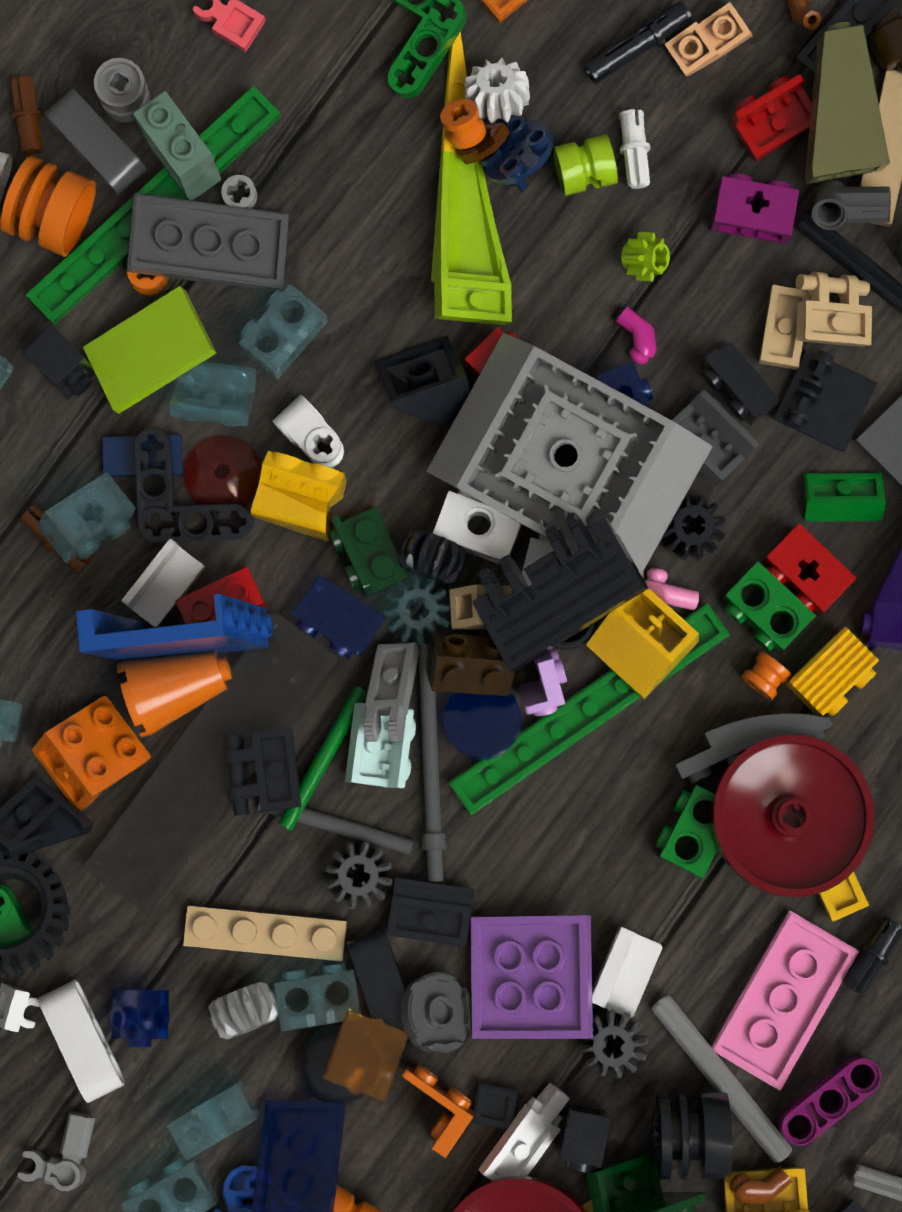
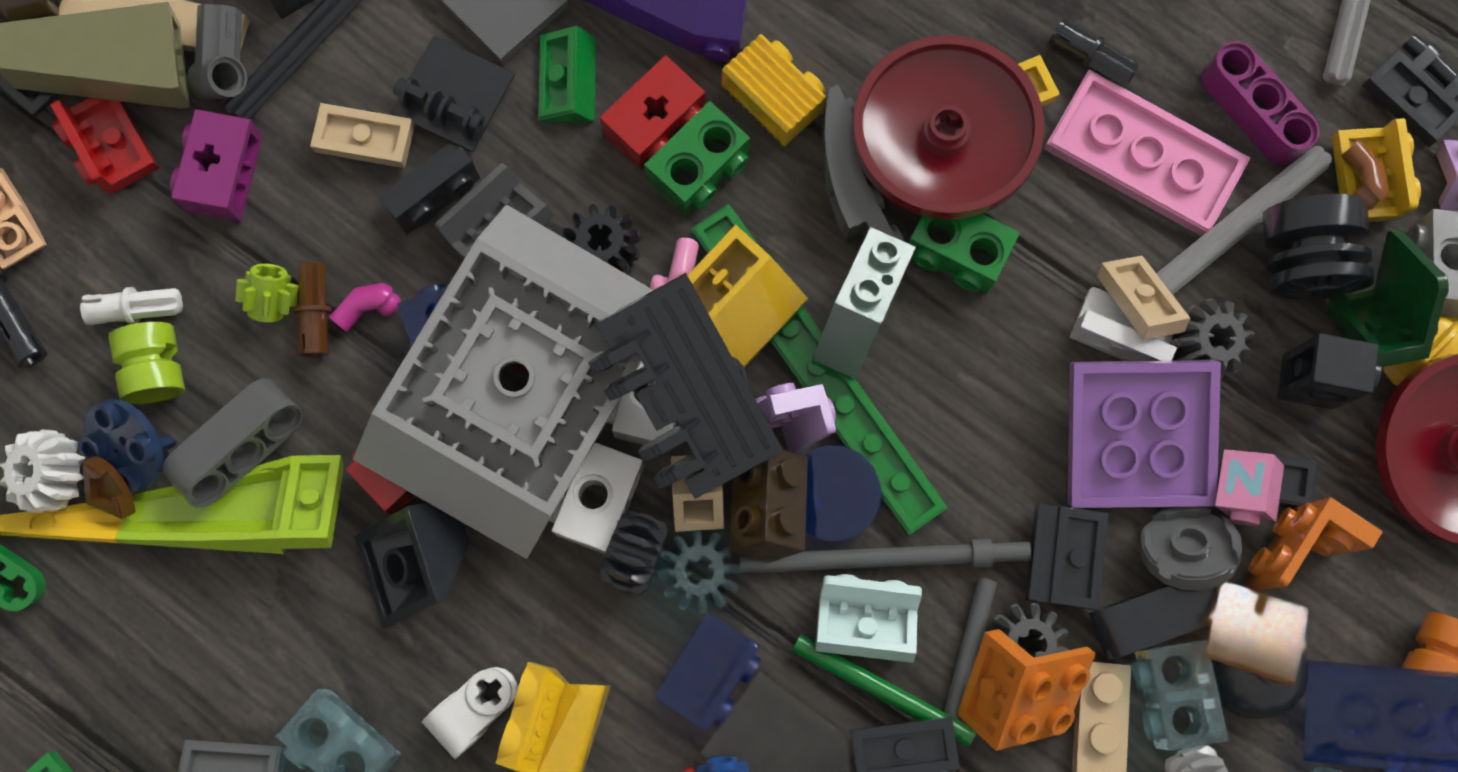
camera: 95 degrees left, 5 degrees down
(314, 867) = (1020, 696): none -> orange bracket
(370, 552) = (624, 634): dark green bracket -> none
(390, 689) = (800, 604): light grey hinge -> none
(463, 123) = (79, 512): orange wheel -> none
(487, 1066) = (1249, 487): none -> bright pink brick
(520, 237) = (232, 443): none -> dark grey beam
(527, 1136) = (1325, 442): white hinge -> none
(632, 293) = (312, 310): none -> reddish brown axle
(636, 740) = (863, 302): none -> sand green window
(649, 983) = (1143, 297): none -> tan plate
(766, 675) = (777, 162): orange wheel -> none
(833, 322) = (358, 81): tan plate -> none

